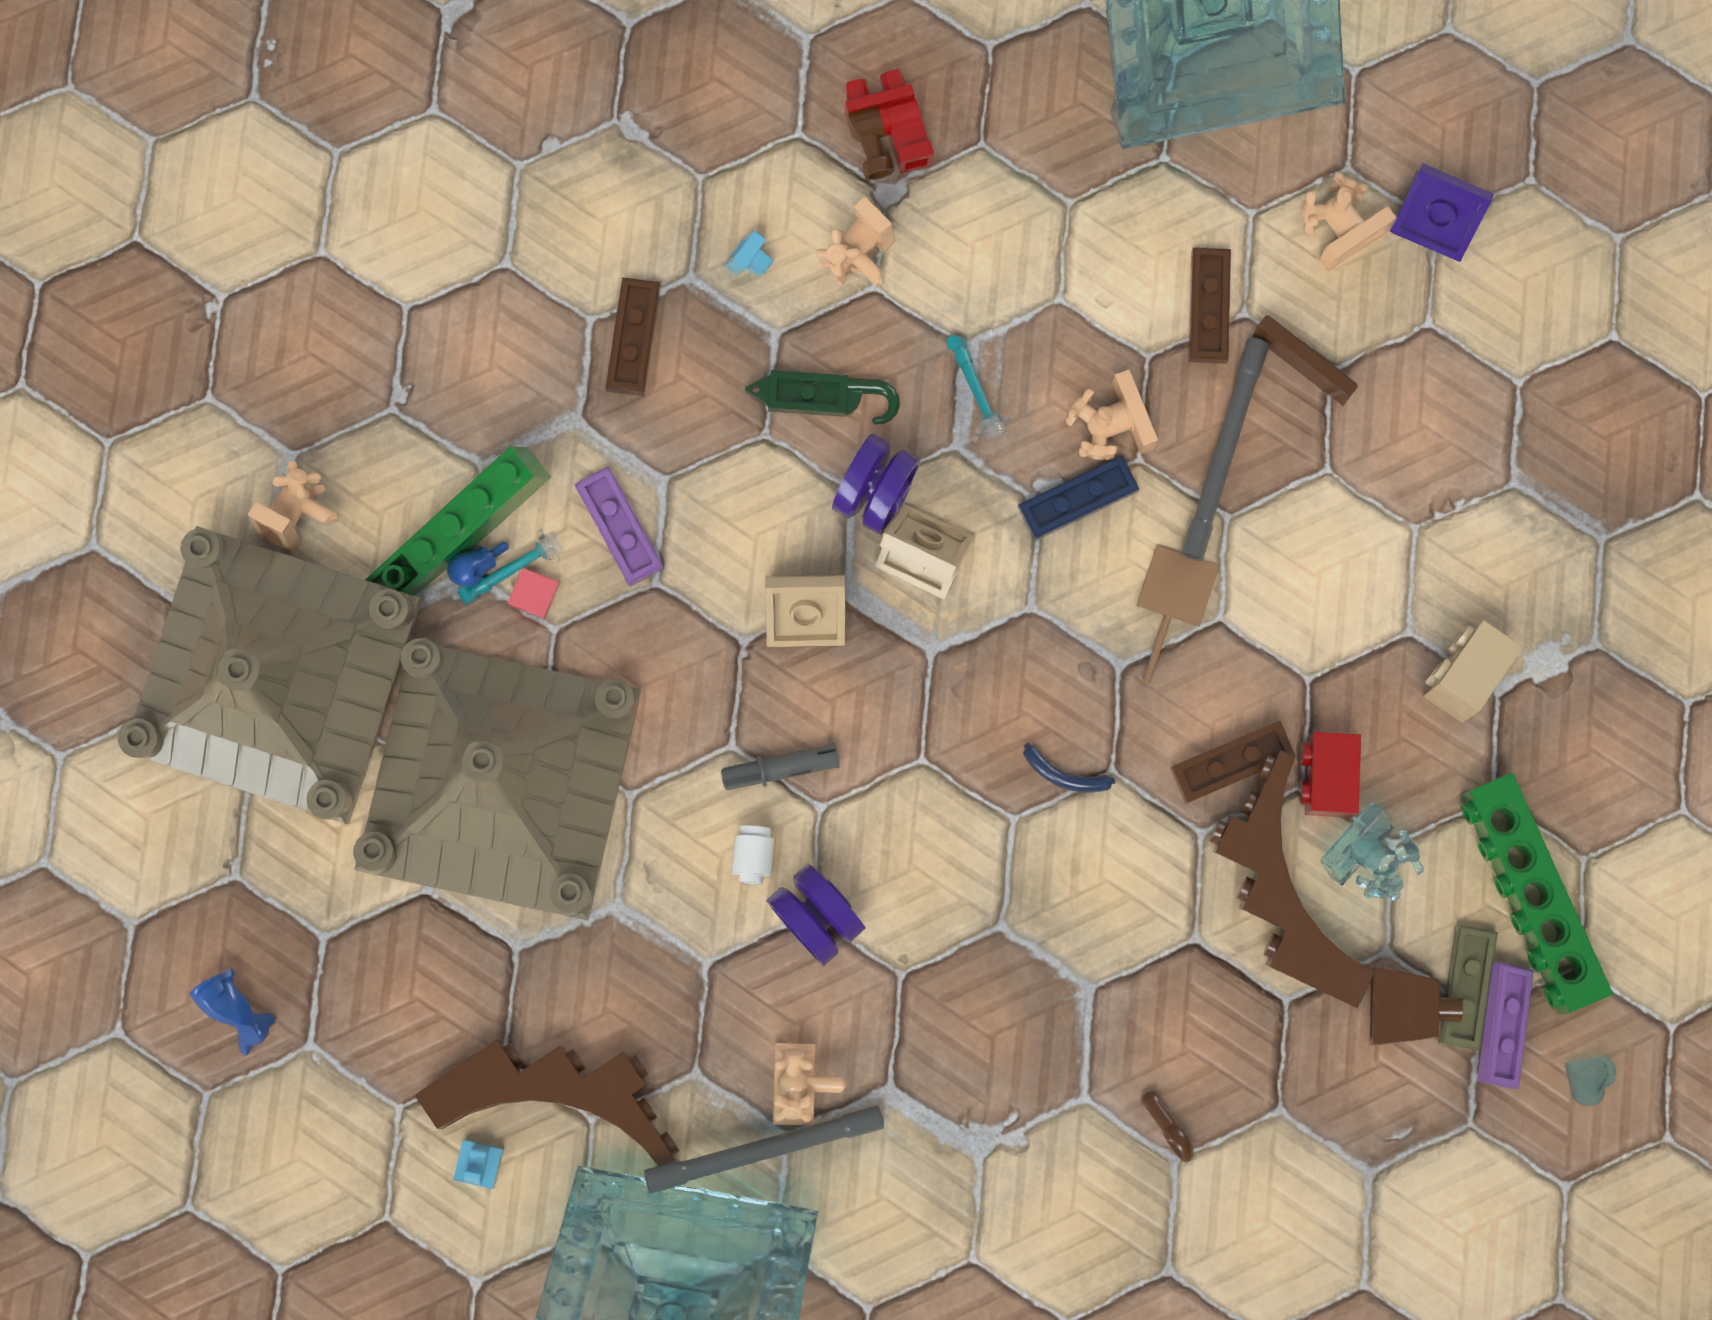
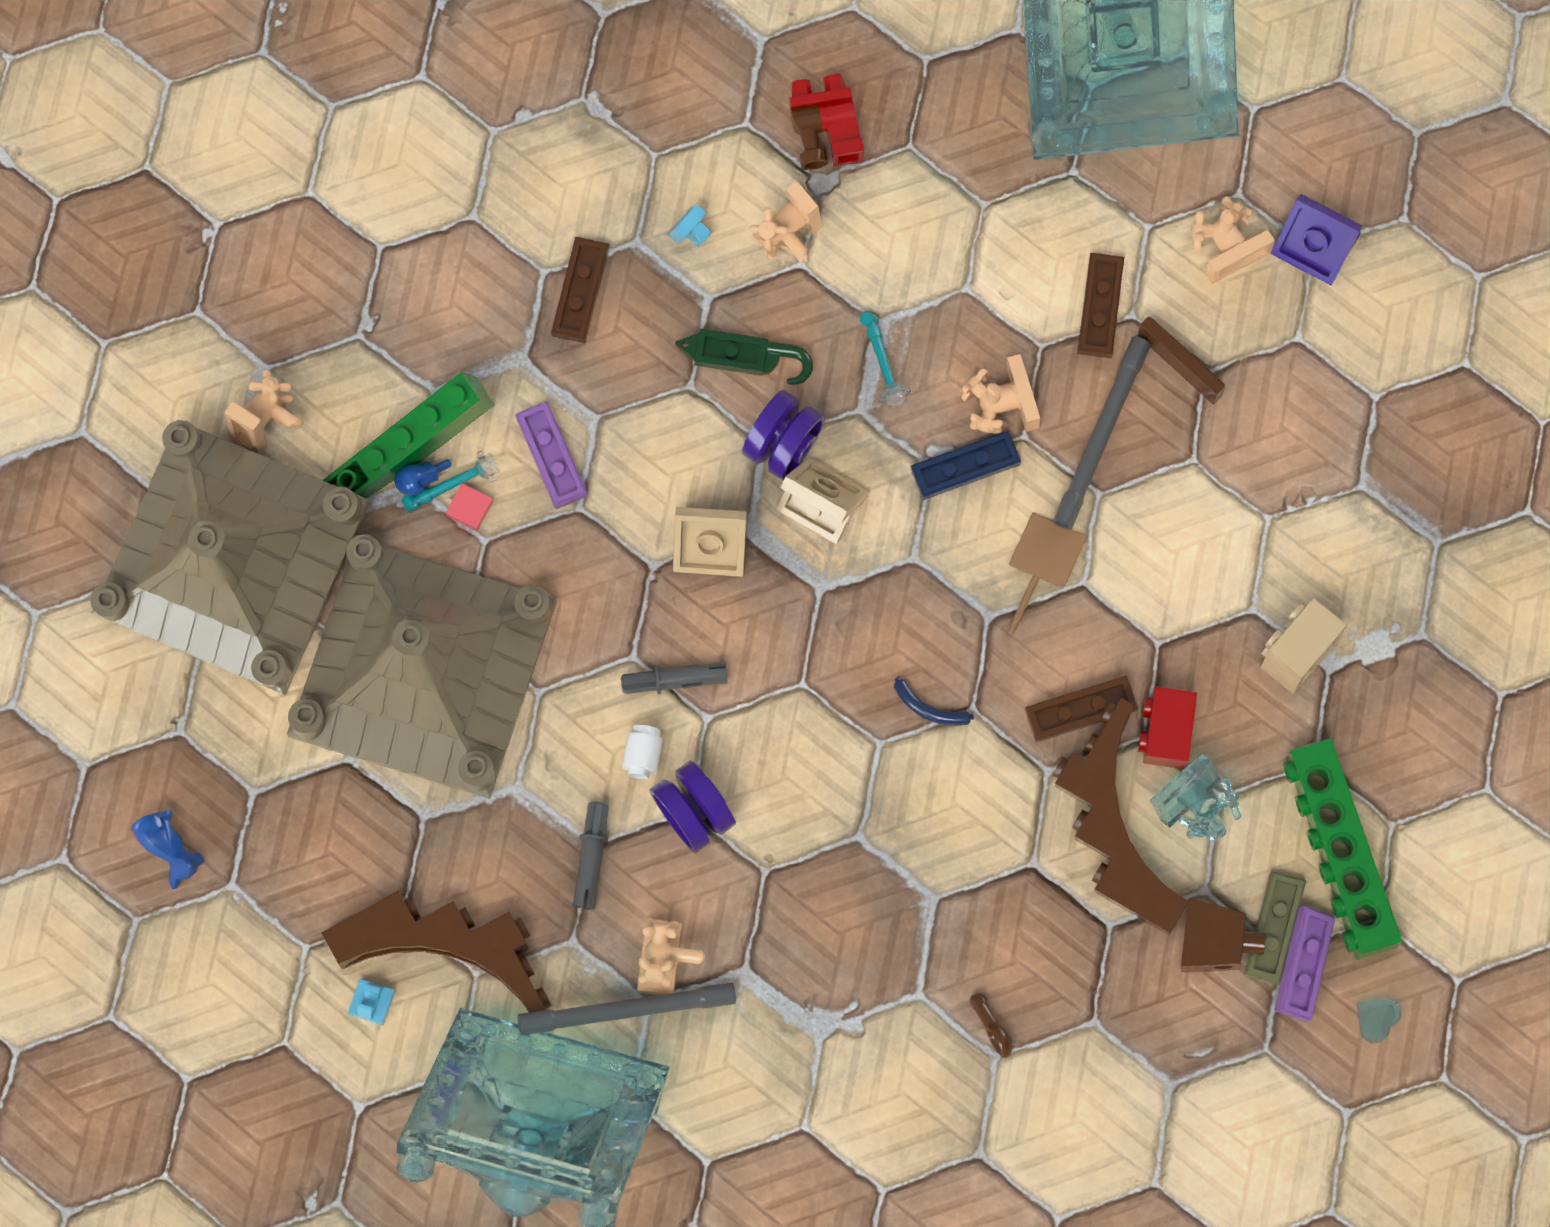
camera: 10 degrees right, 5 degrees down
(707, 975) = (591, 854): none -> dark grey axle

